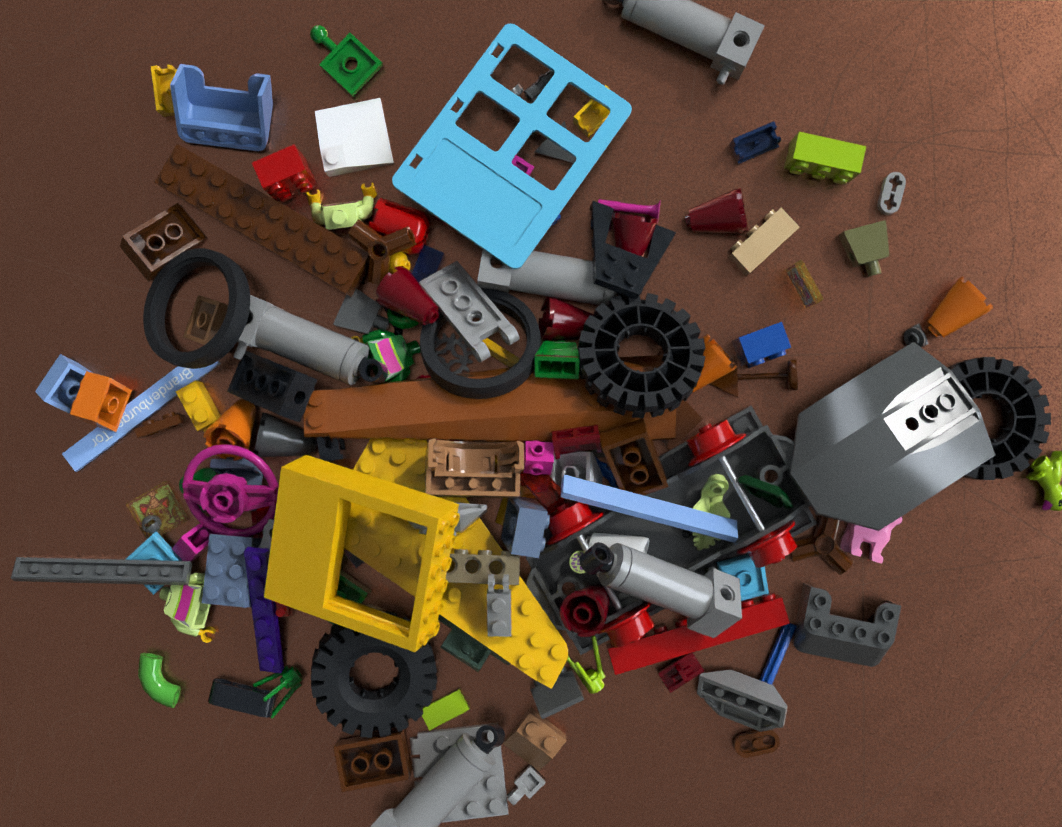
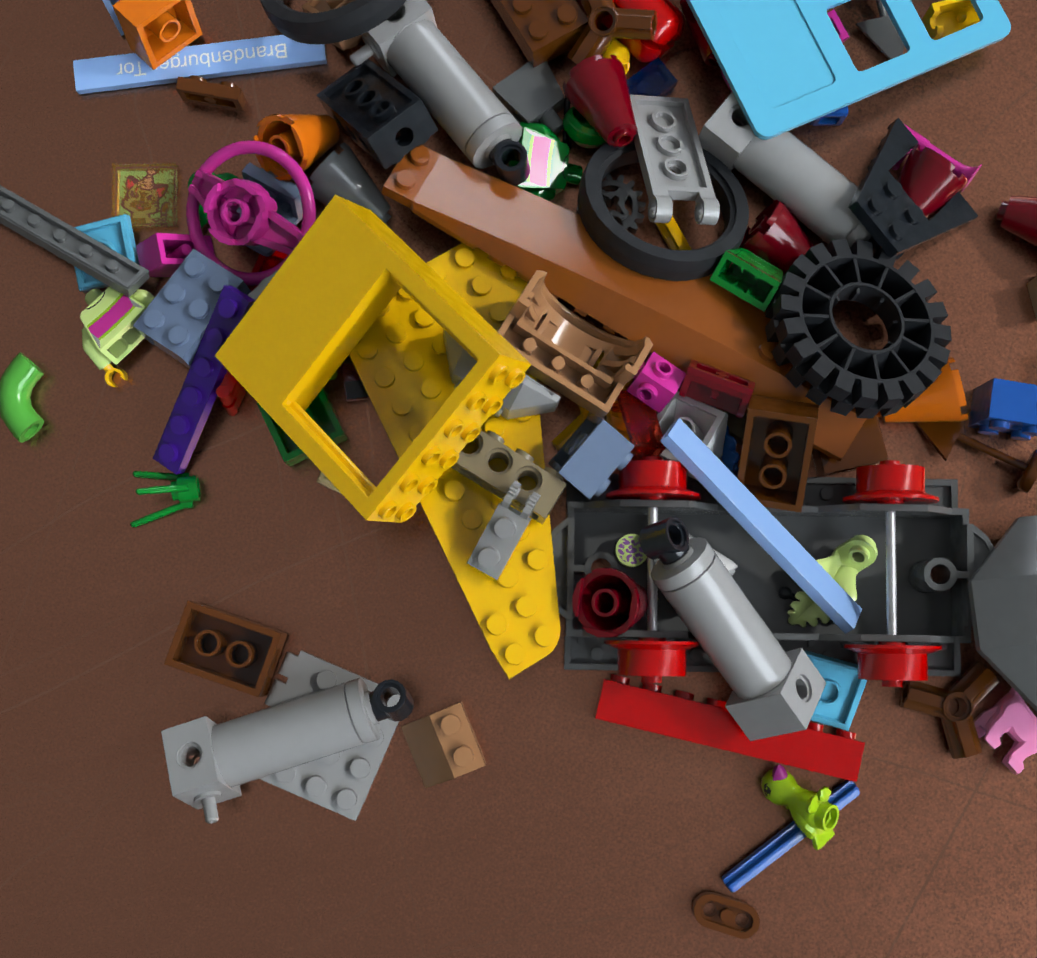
camera: 30 degrees right, 5 degrees down
(154, 527) = (130, 208): dark grey hinge -> none
(198, 405) = (271, 88): yellow brick -> none
(241, 698) = (110, 478): black beam -> none
(331, 450) = (402, 229): black hinge -> none
(366, 709) = (258, 583): black tyre -> none
(445, 709) = (352, 640): lime tile -> none
(466, 647) = (430, 574): sand green bracket -> none
(527, 784) = (403, 795): light grey plate -> none
(562, 695) = (507, 699): dark grey slope -> none
(591, 678) = (559, 707): lime plant -> none
(680, 672) = (680, 764): dark red hips -> none
(743, 699) = (741, 846): light grey wedge -> none
(770, 492) = (925, 589): dark green tile -> none
(770, 655) = (808, 808): none -> lime animal
(841, 636) = (914, 838): dark grey windscreen -> none

